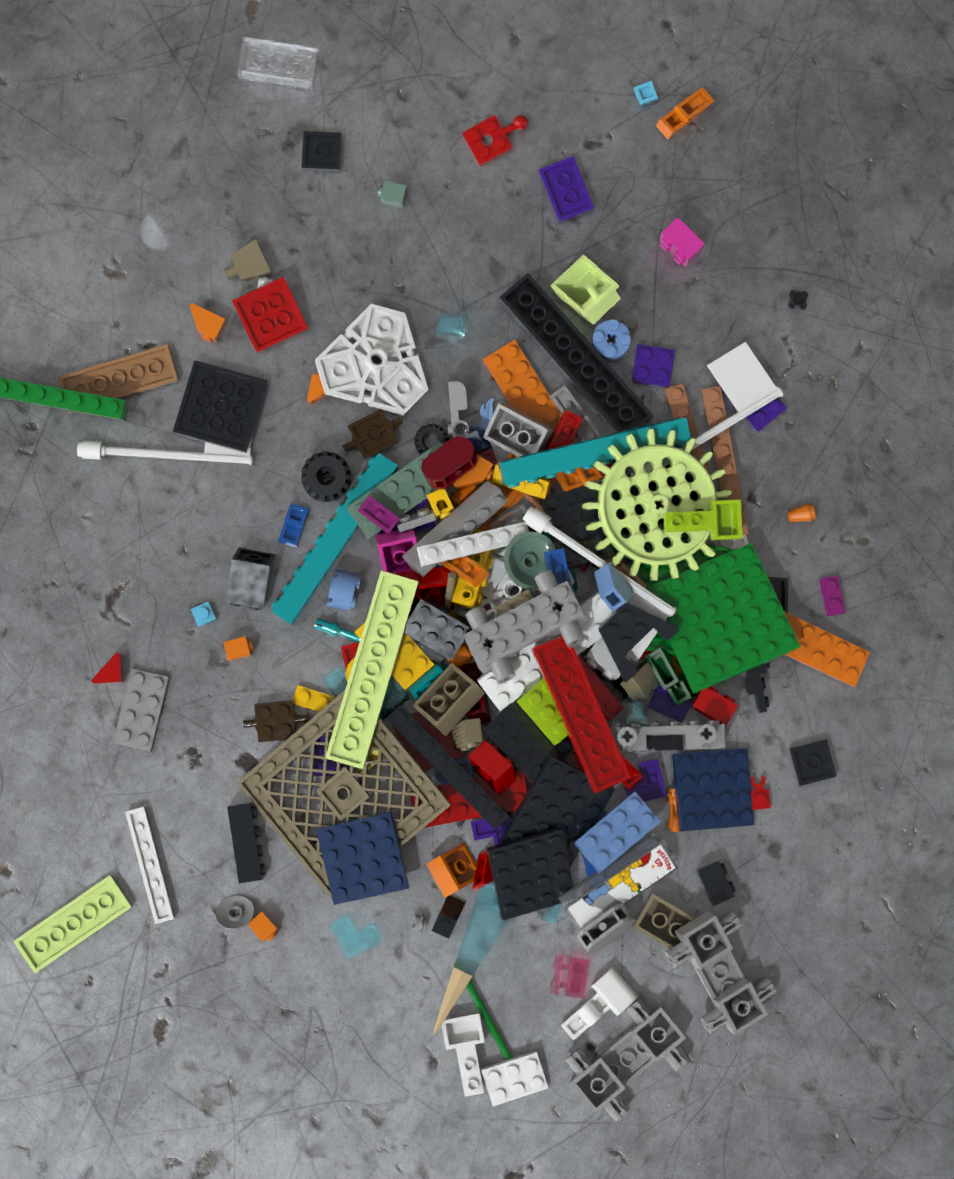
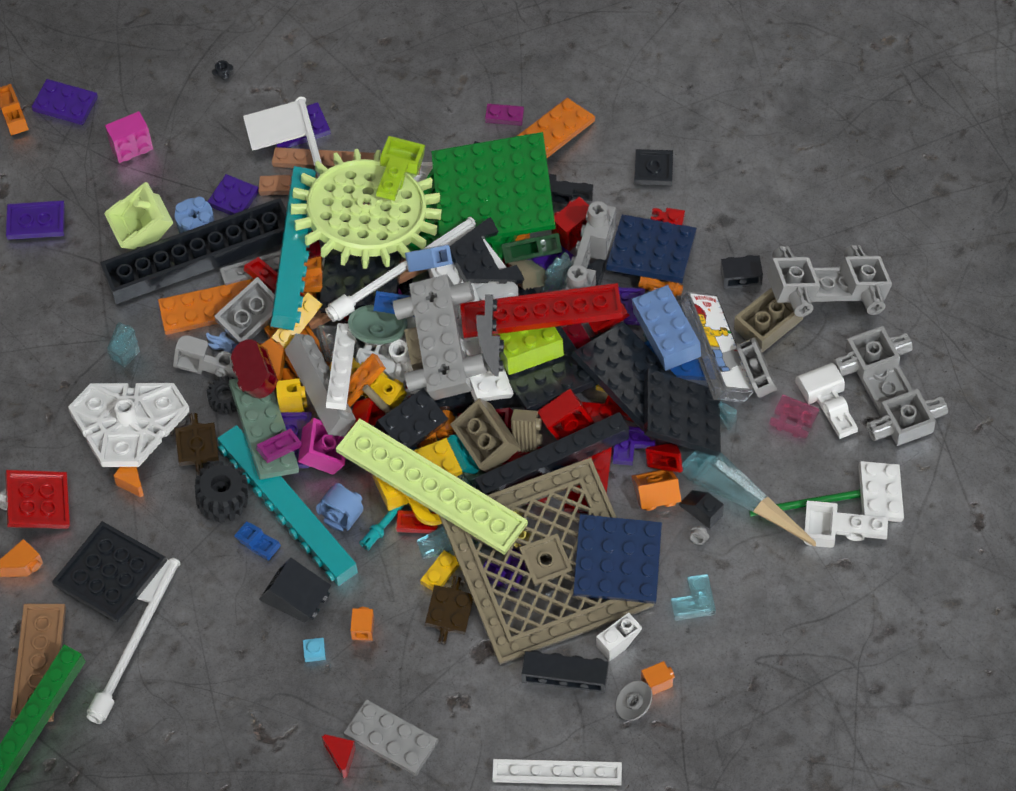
camera: 75 degrees left, 25 degrees down
(291, 880) = (618, 636): none -> white slope
(411, 521) = (297, 416): light grey plate -> none
(531, 675) = (490, 344): none -> slope
(711, 161) = (64, 102): none -> dark purple plate
(802, 513) = (420, 114): orange cone -> none

